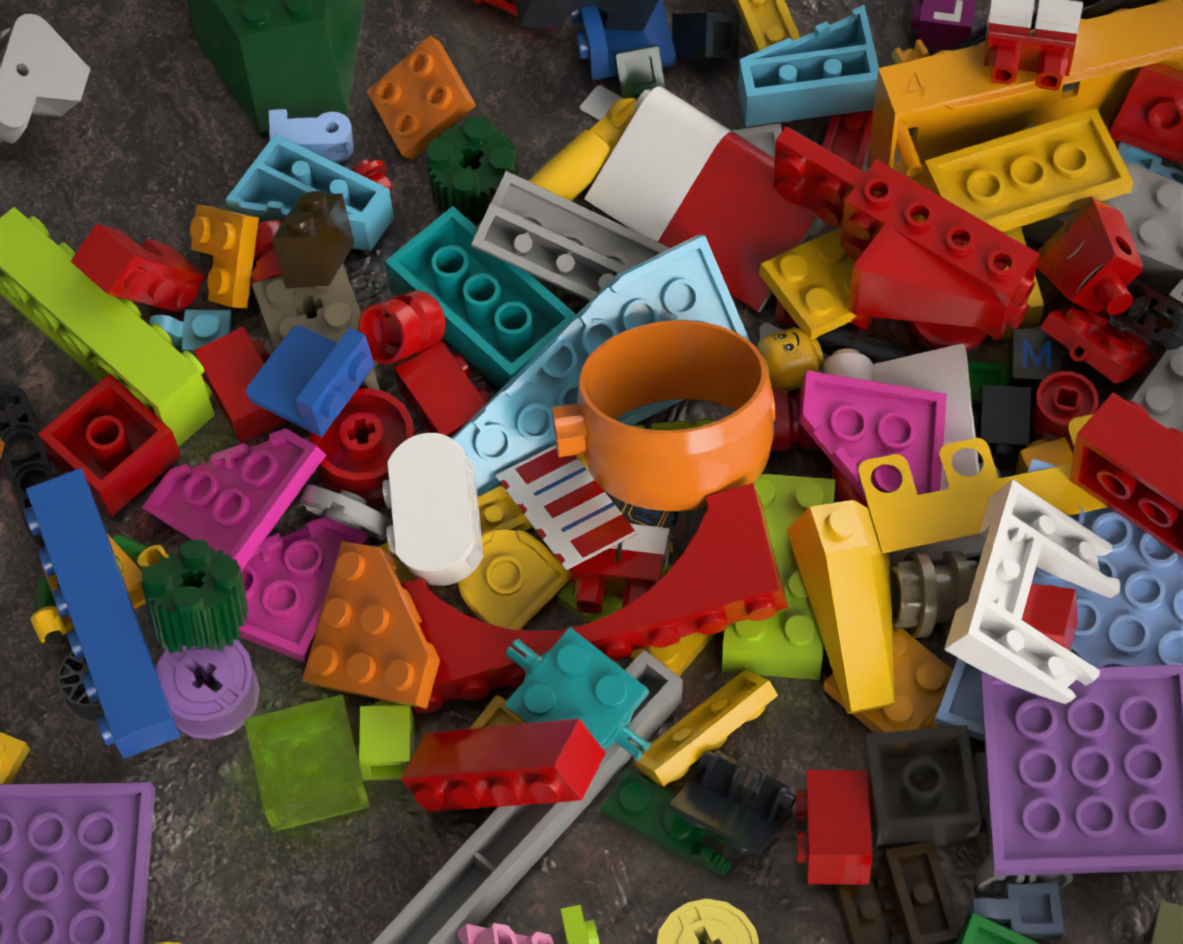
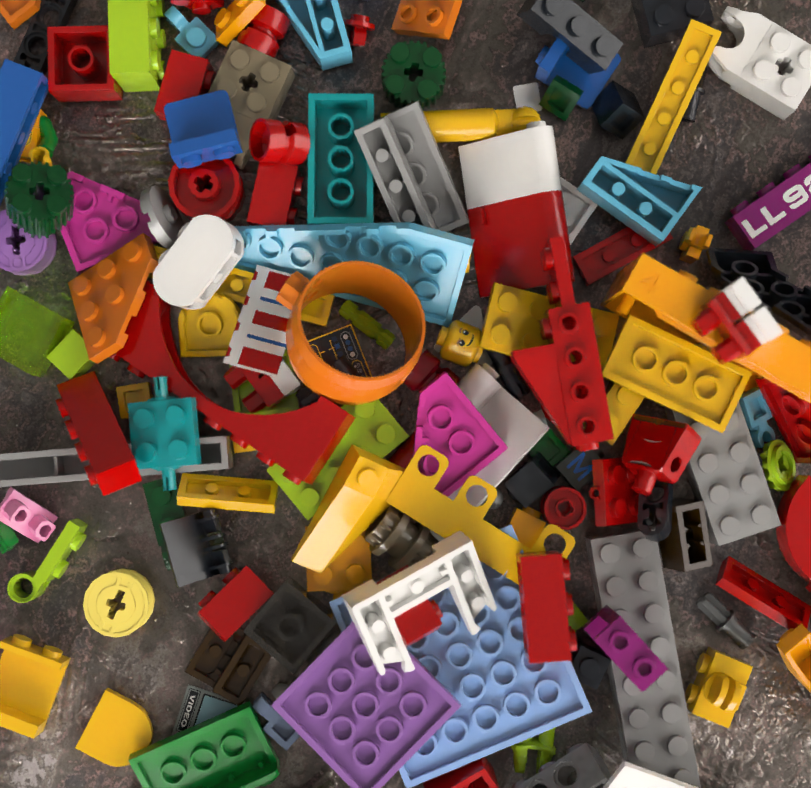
camera: 40 degrees right, 25 degrees up
(236, 494) = (116, 155): dark pink plate -> none
(313, 240) = (278, 48): dark brown brick -> none

